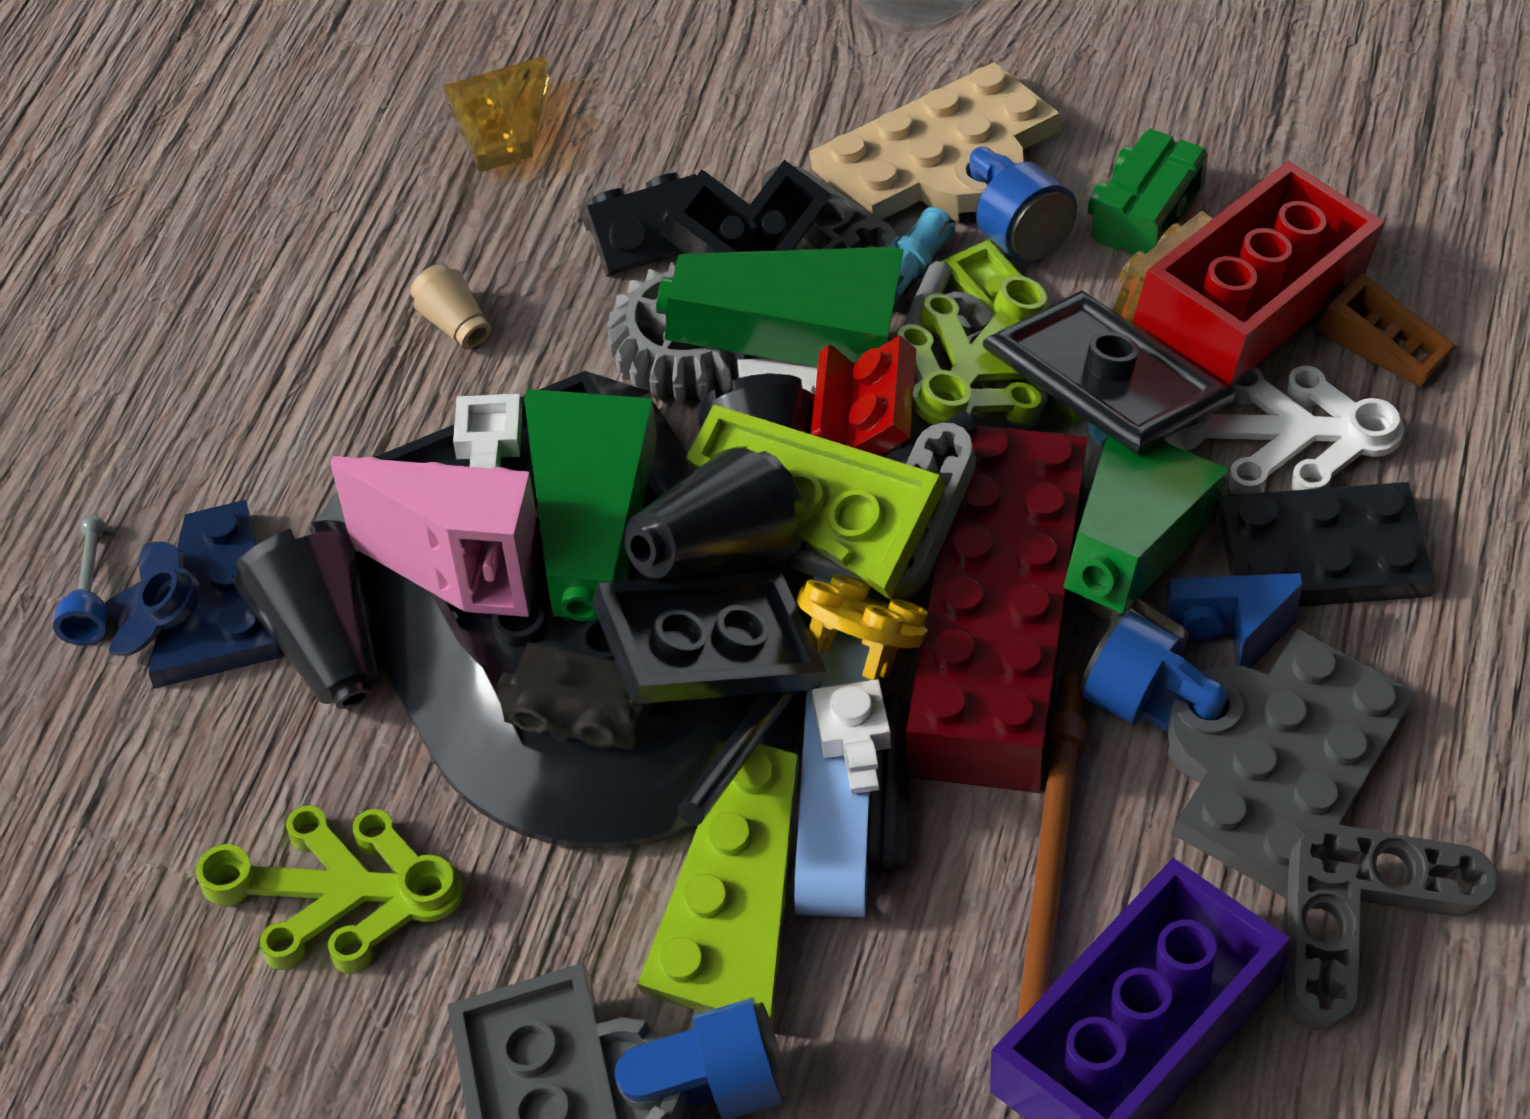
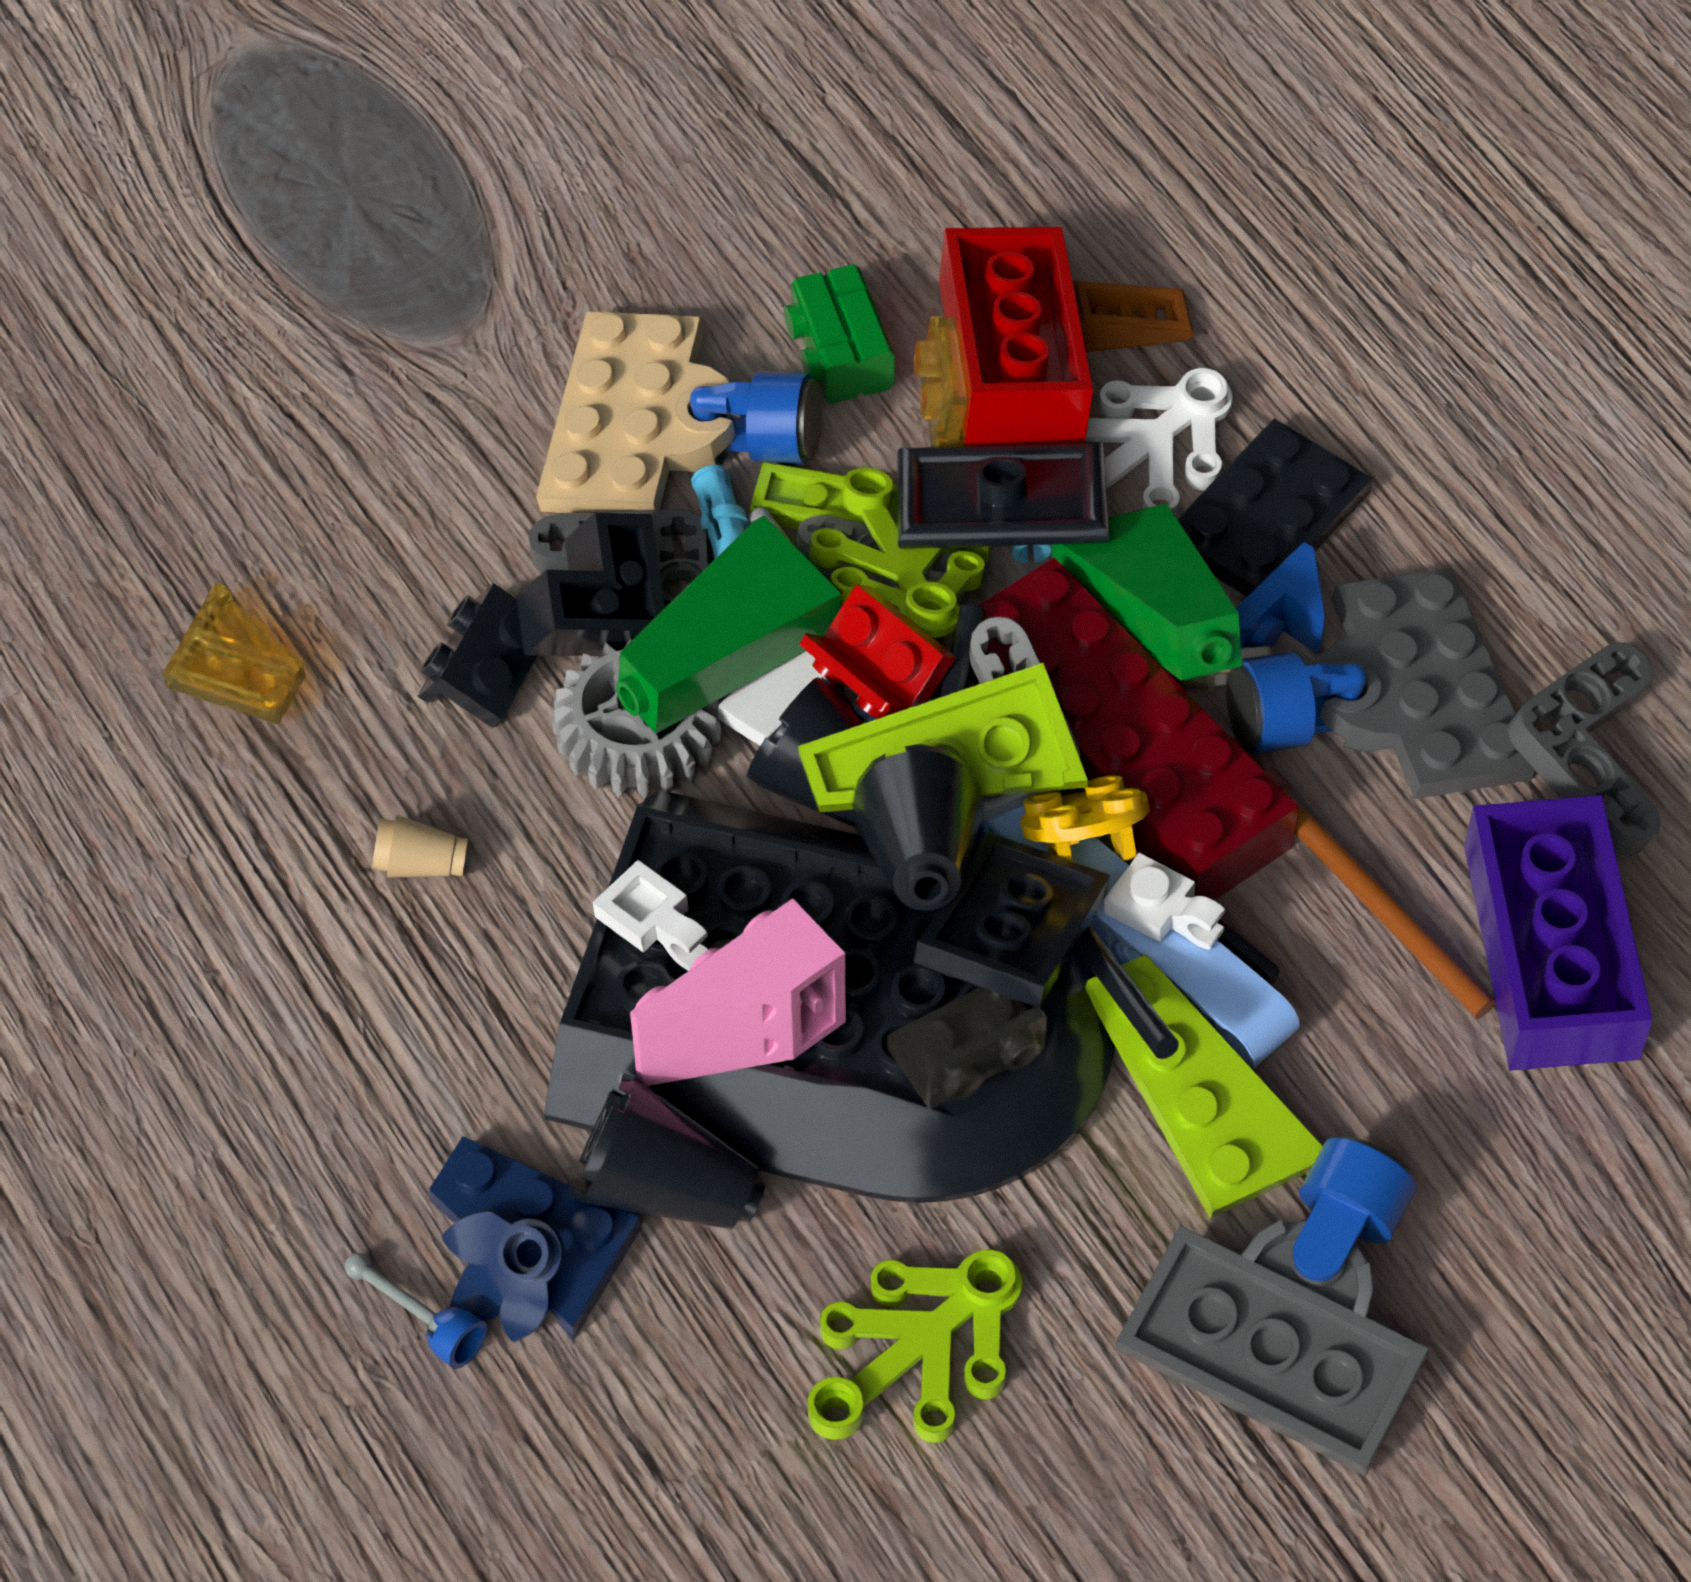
camera: 50 degrees left, 5 degrees up
(589, 481) = (760, 856): green slope -> none

